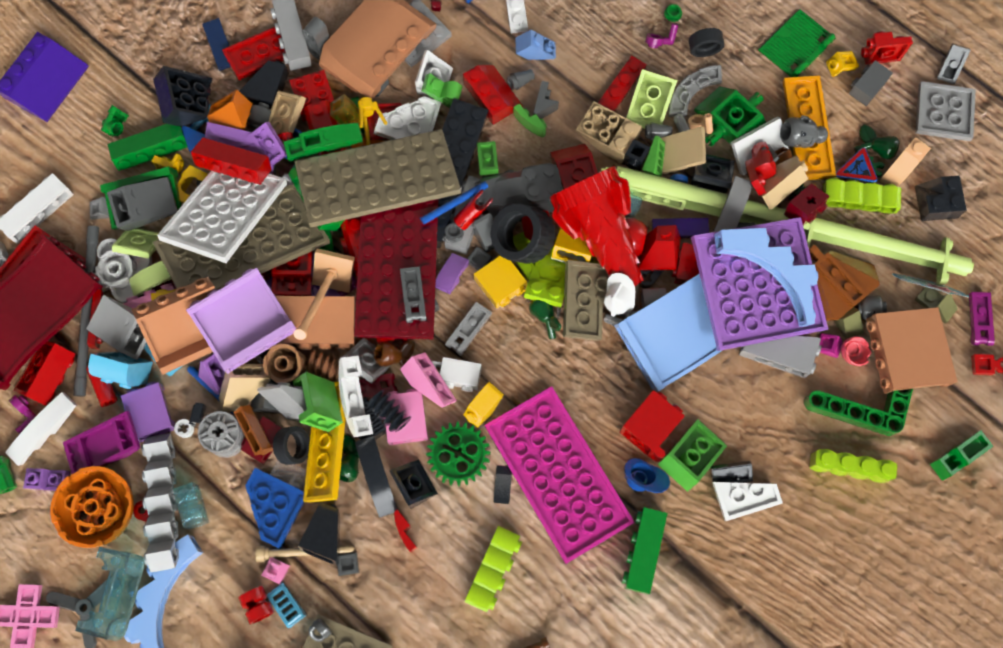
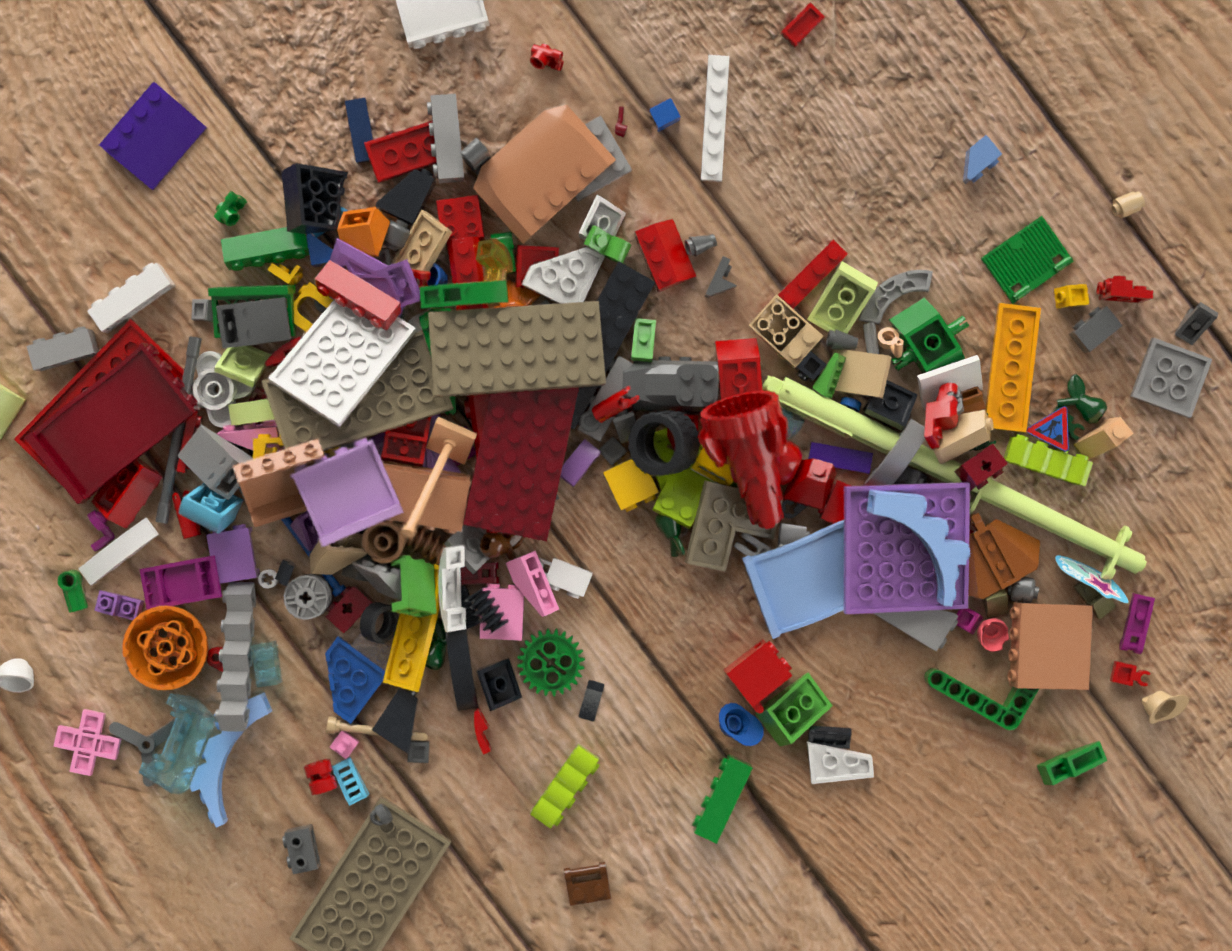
camera: 10 degrees right, 15 degrees up
(253, 430) = (342, 602): dark orange piece -> none
(366, 109) = (518, 253): yellow plant -> none
(413, 293) = (533, 493): dark grey plate -> none
(453, 203) = (596, 394): blue bar -> none
(468, 328) = (587, 528): light grey plate -> none
(483, 405) = (586, 619): yellow slope -> none
(531, 123) = (706, 305): bright green slope -> none
(535, 46) = (725, 207): medium blue slope -> none
(559, 475) = (650, 702): dark pink plate -> none
(619, 294) = (753, 532): white piece -> none
(656, 40) = (864, 225): magenta plate -> none
(673, 13) = (893, 193): green plate -> none
(706, 42) = (921, 243): black tyre -> none
(802, 132) = (1000, 380): dark grey piece -> none
(857, 467) = (952, 753): lime brick -> none
(941, 198) = (1133, 481): black slope -> none

